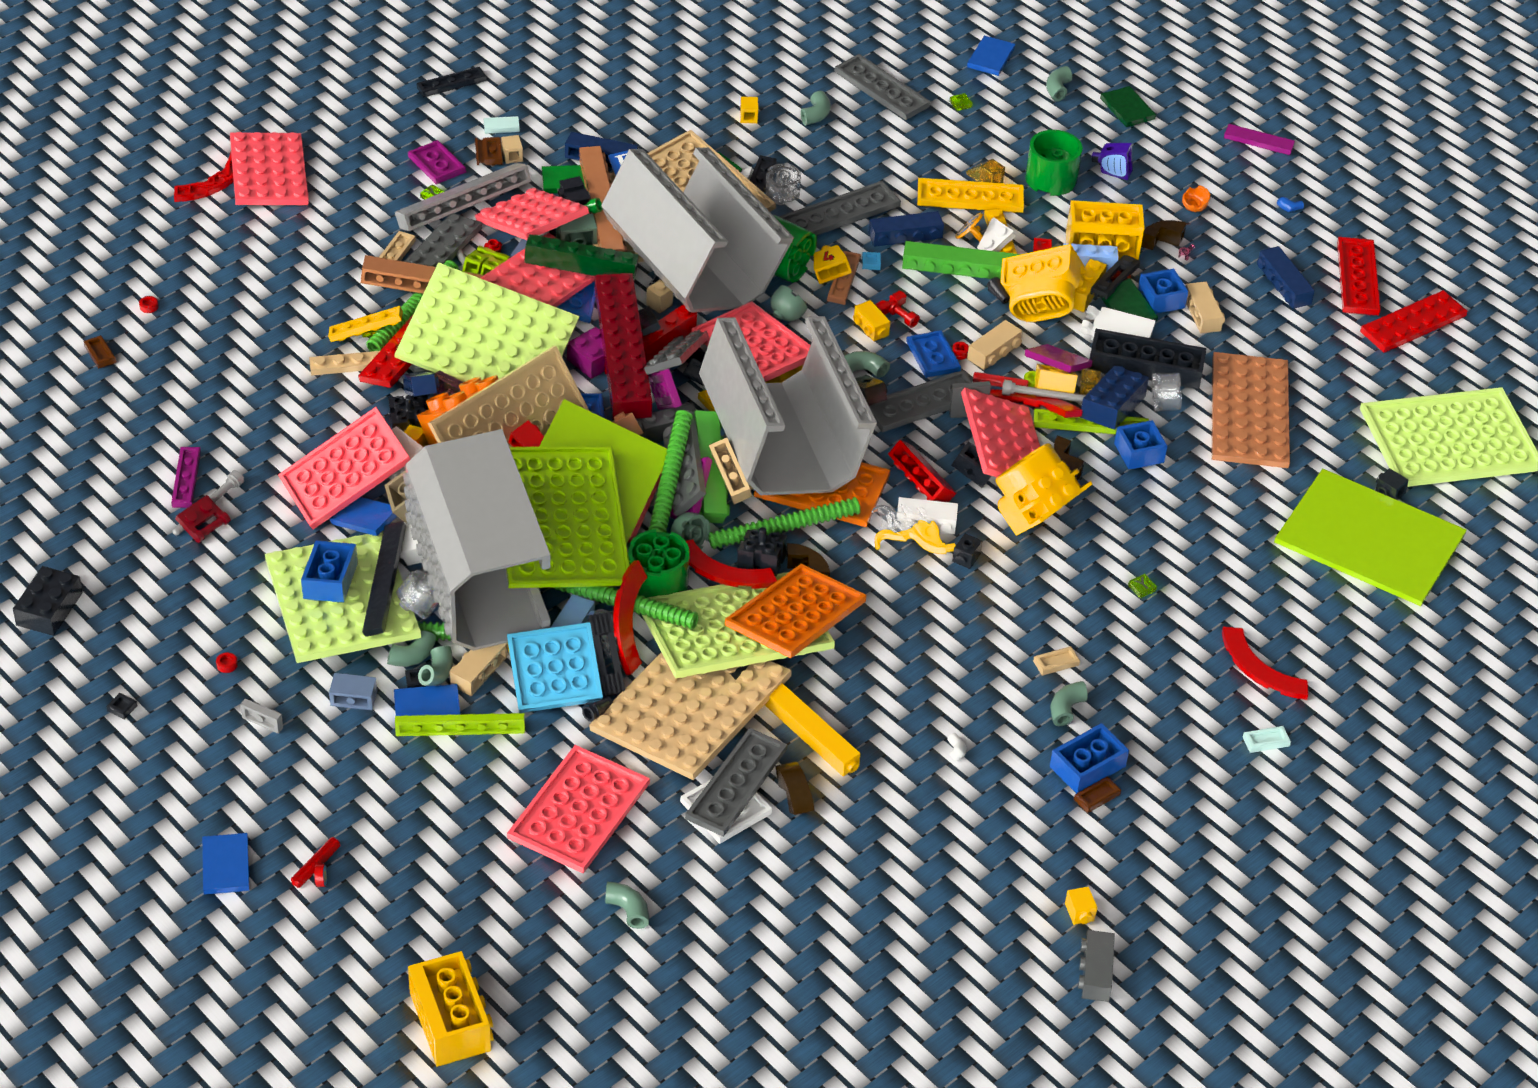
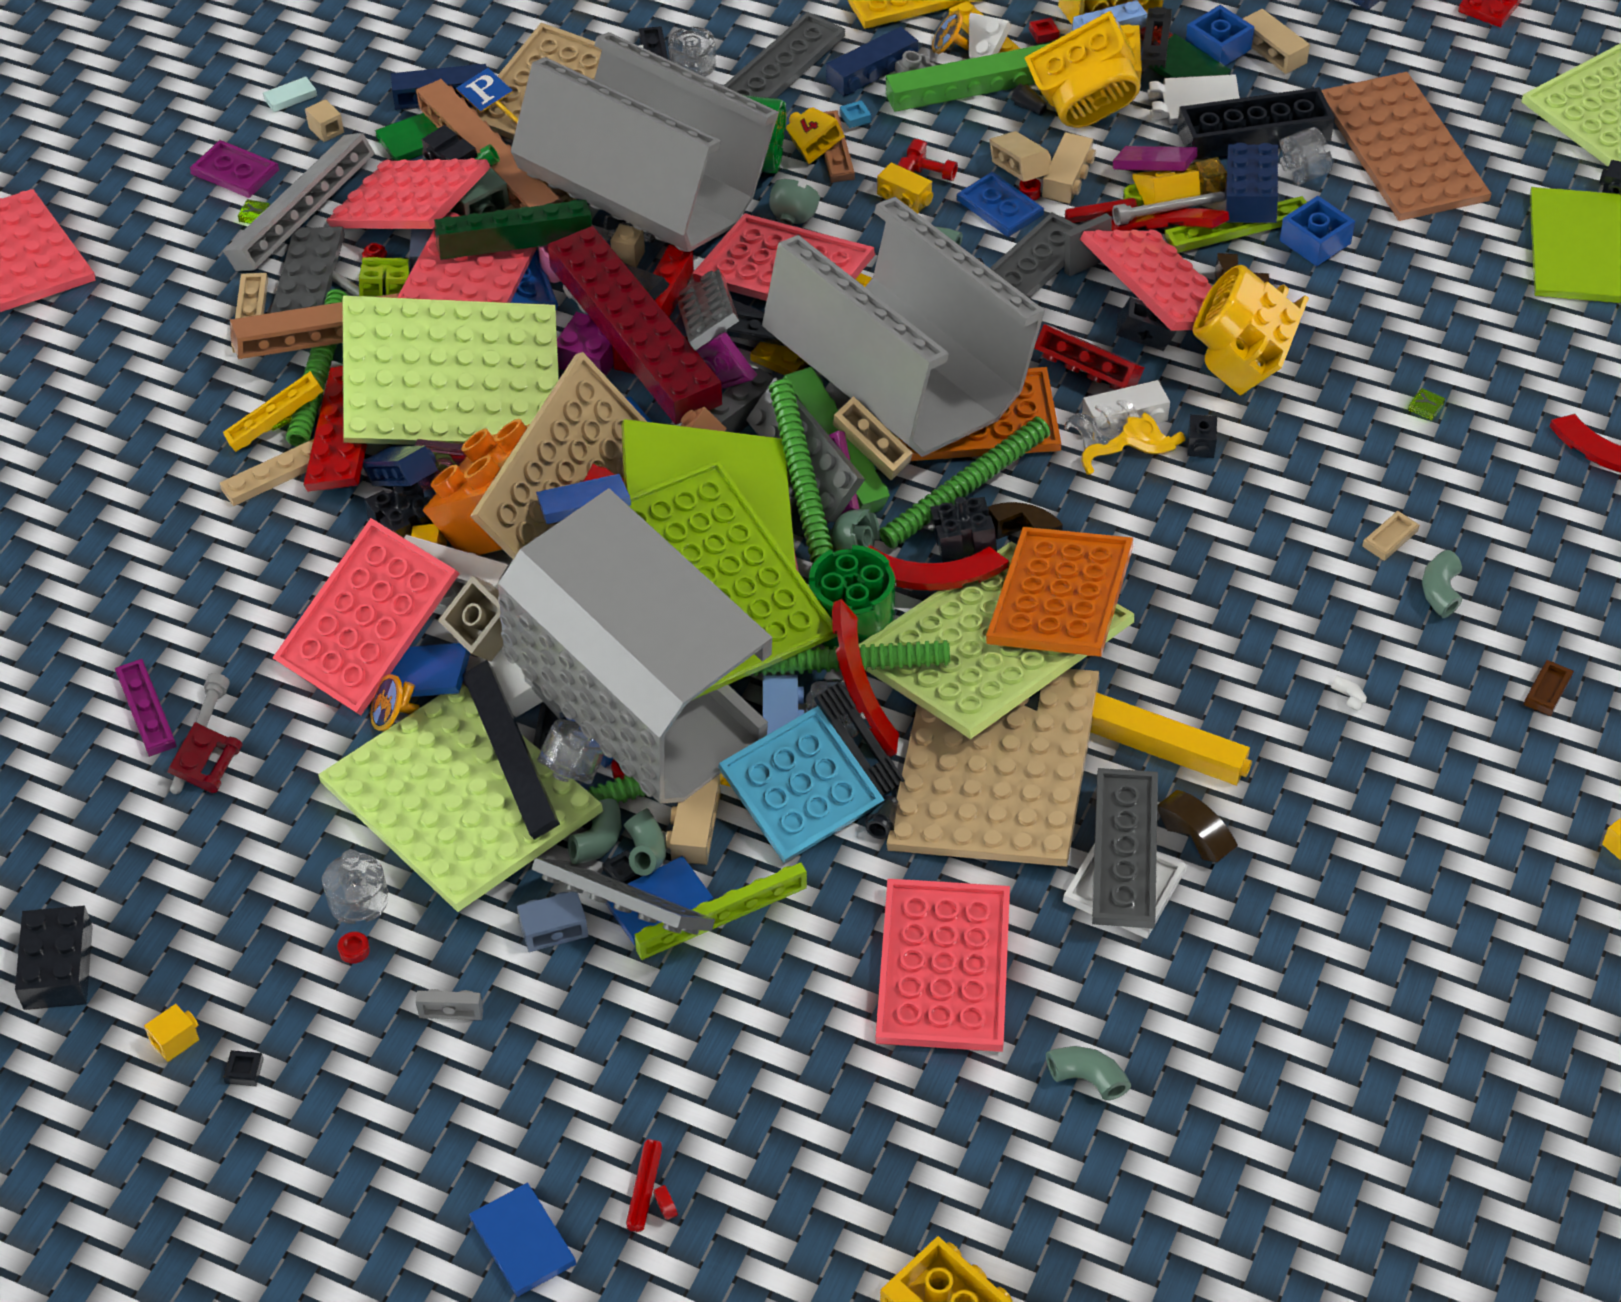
camera: 20 degrees left, 5 degrees up
(91, 668) = (172, 1032): none -> yellow brick
(246, 627) = (355, 887): none -> clear brick
(329, 571) = (434, 767): blue brick -> none
(330, 526) = (390, 700): none -> shield
(399, 690) = (626, 897): none -> dark grey plate
(451, 82) = (191, 60): black tile -> none
(488, 151) = (295, 132): reddish brown plate -> none
(517, 439) = (564, 500): none -> blue tile
(933, 237) = (912, 60): none -> light grey plate
(963, 325) = (1020, 156): none -> tan brick
(1089, 758) = (1517, 645): blue brick -> none

